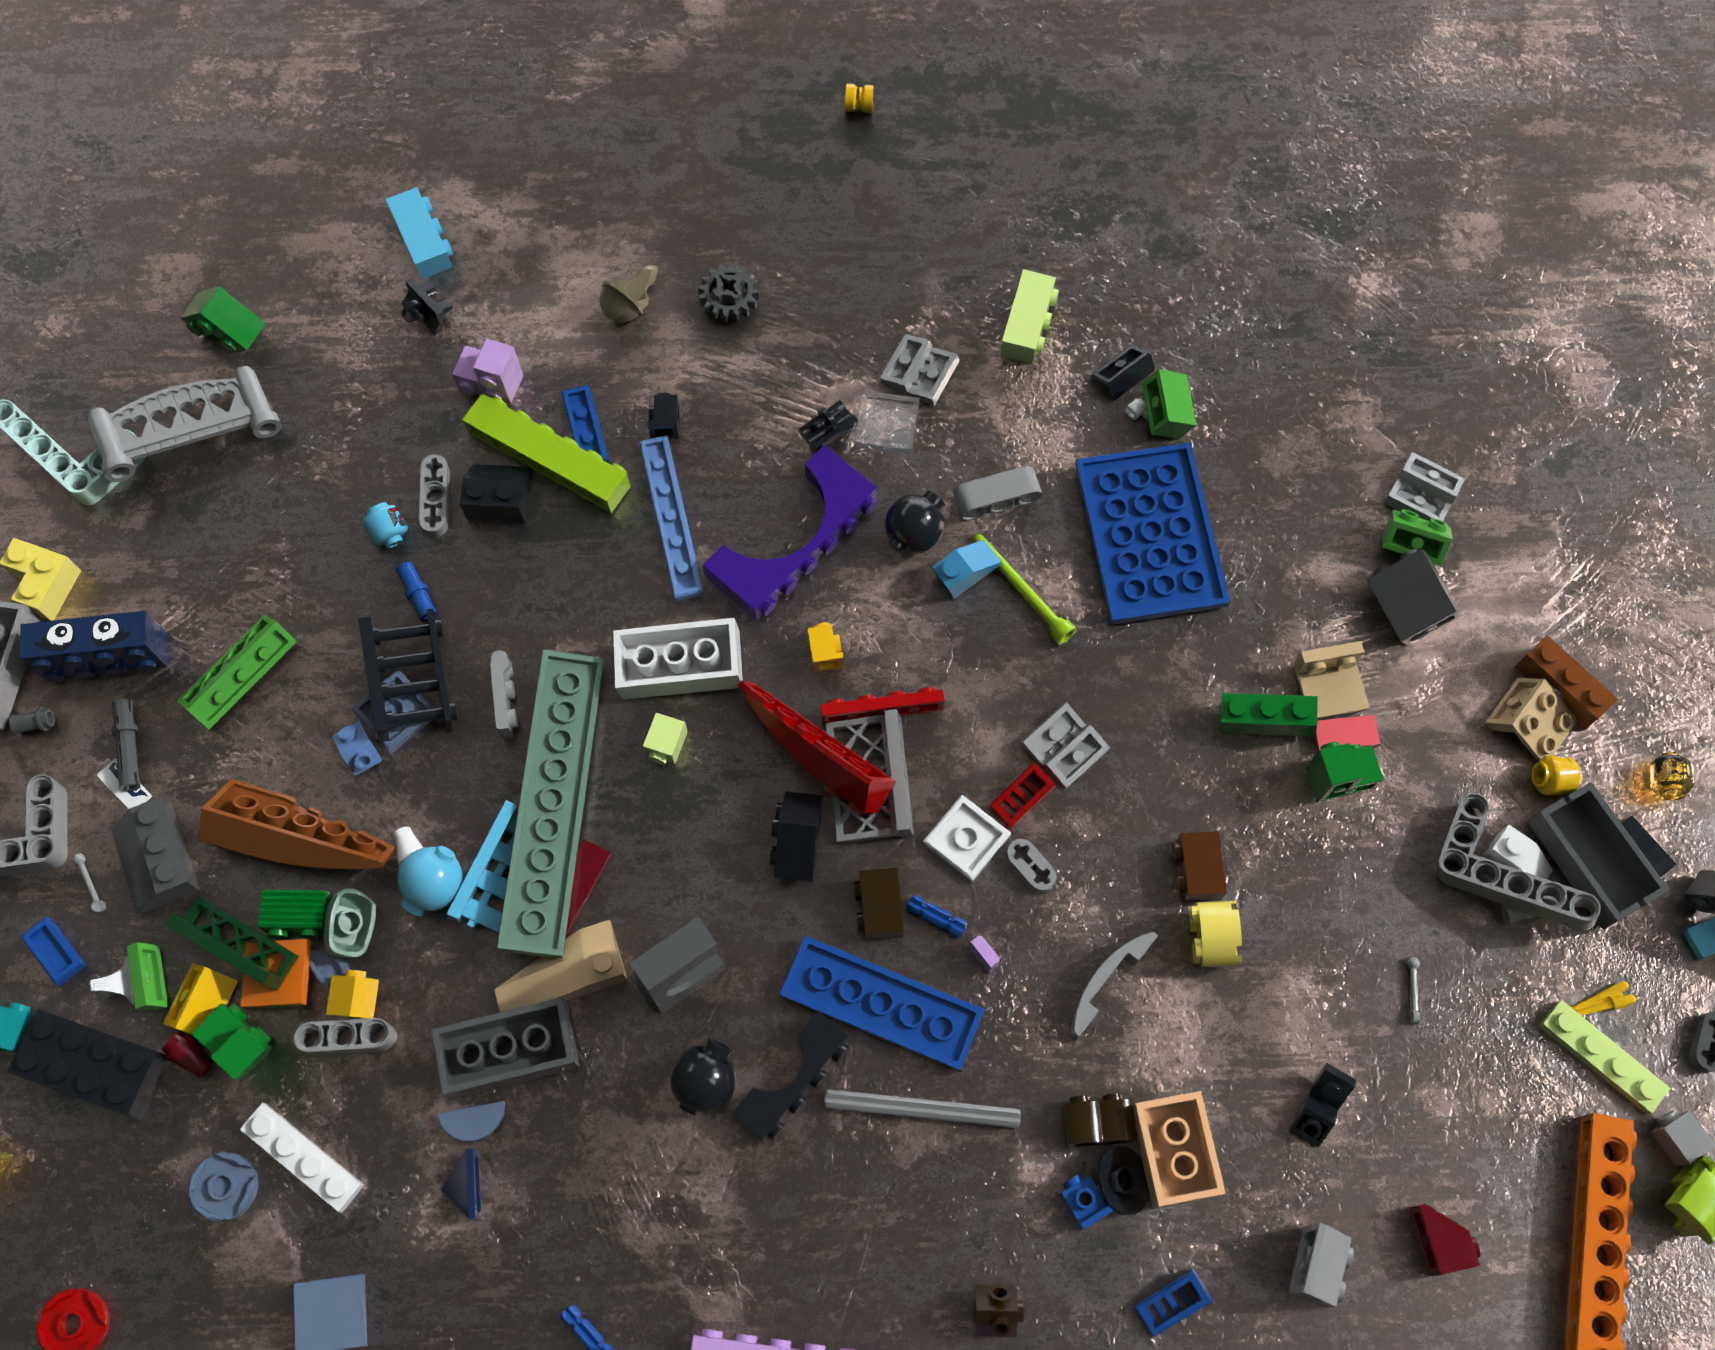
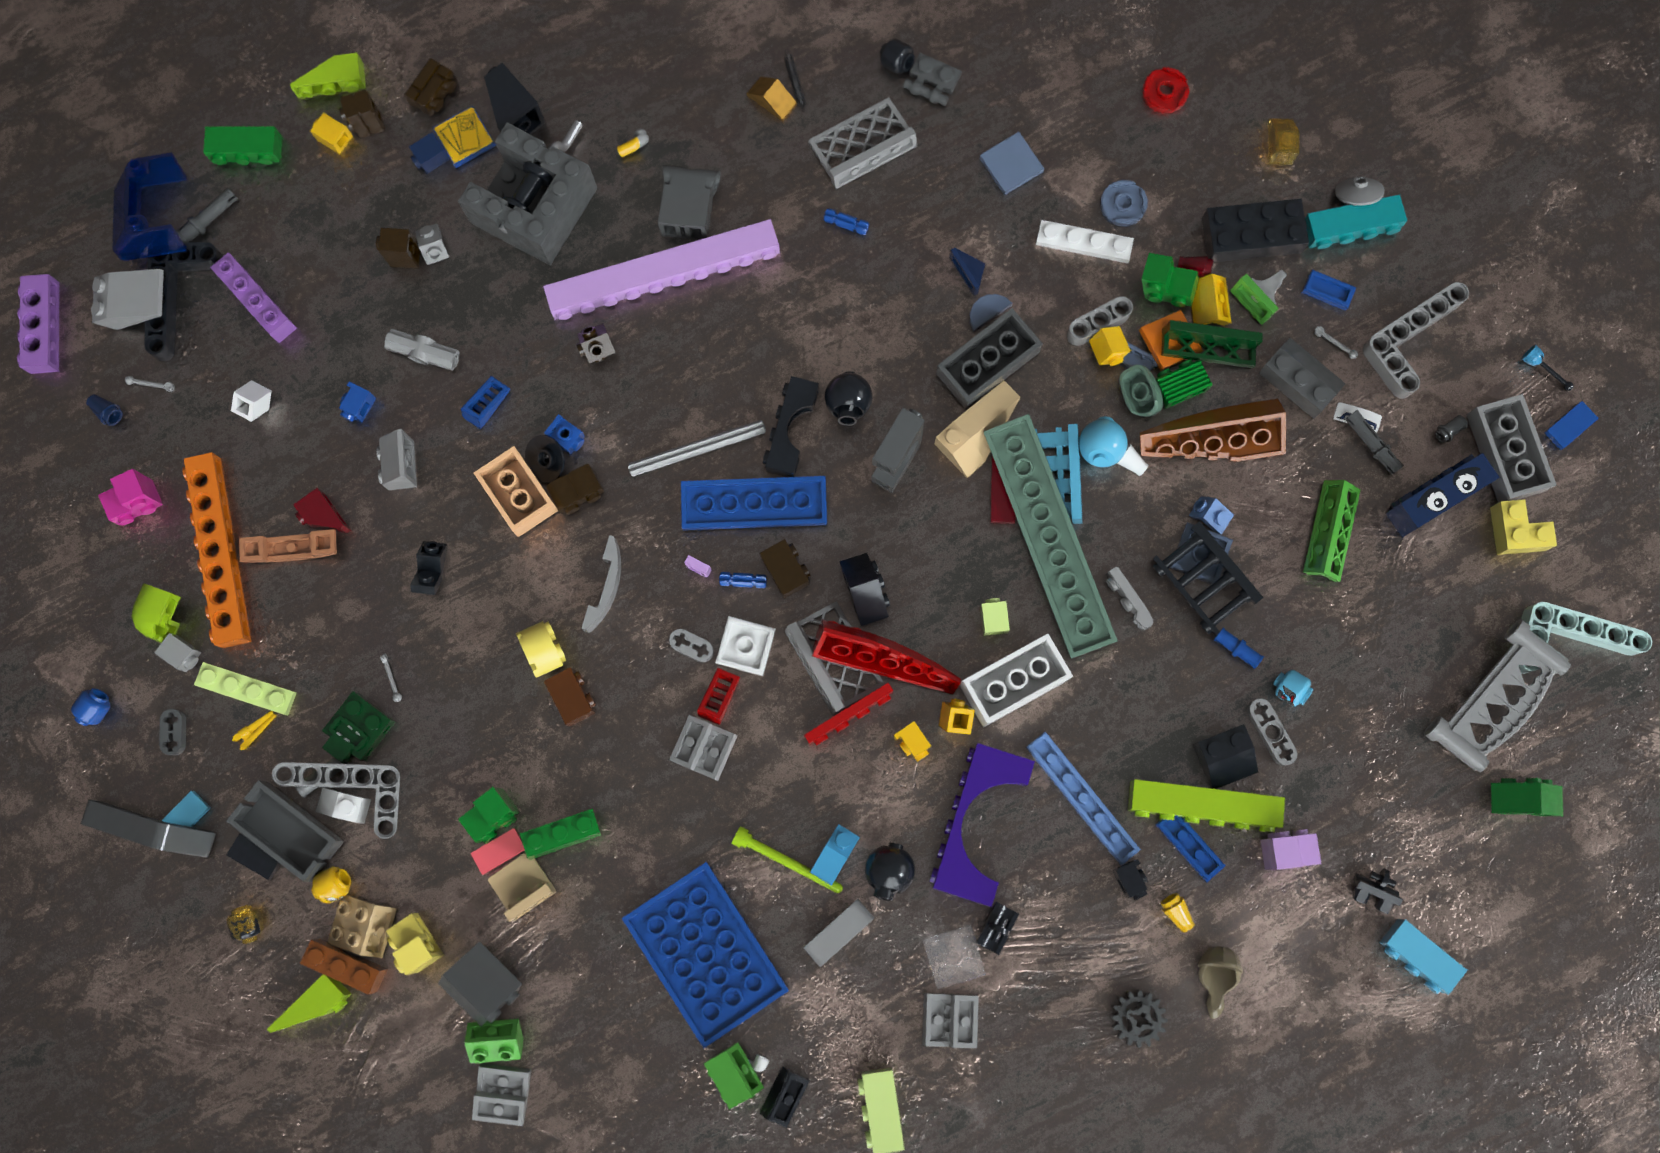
camera: 160 degrees right, 10 degrees up
(634, 372) = (1178, 912): none -> yellow cone
(764, 647) = (956, 717): none -> yellow brick
(1475, 670) = (413, 944): none -> light yellow brick
(1475, 942) = (356, 729): none -> dark green piece
(1501, 1217) = (288, 548): none -> nougat slope
(1614, 657) = (318, 1000): none -> lime slope

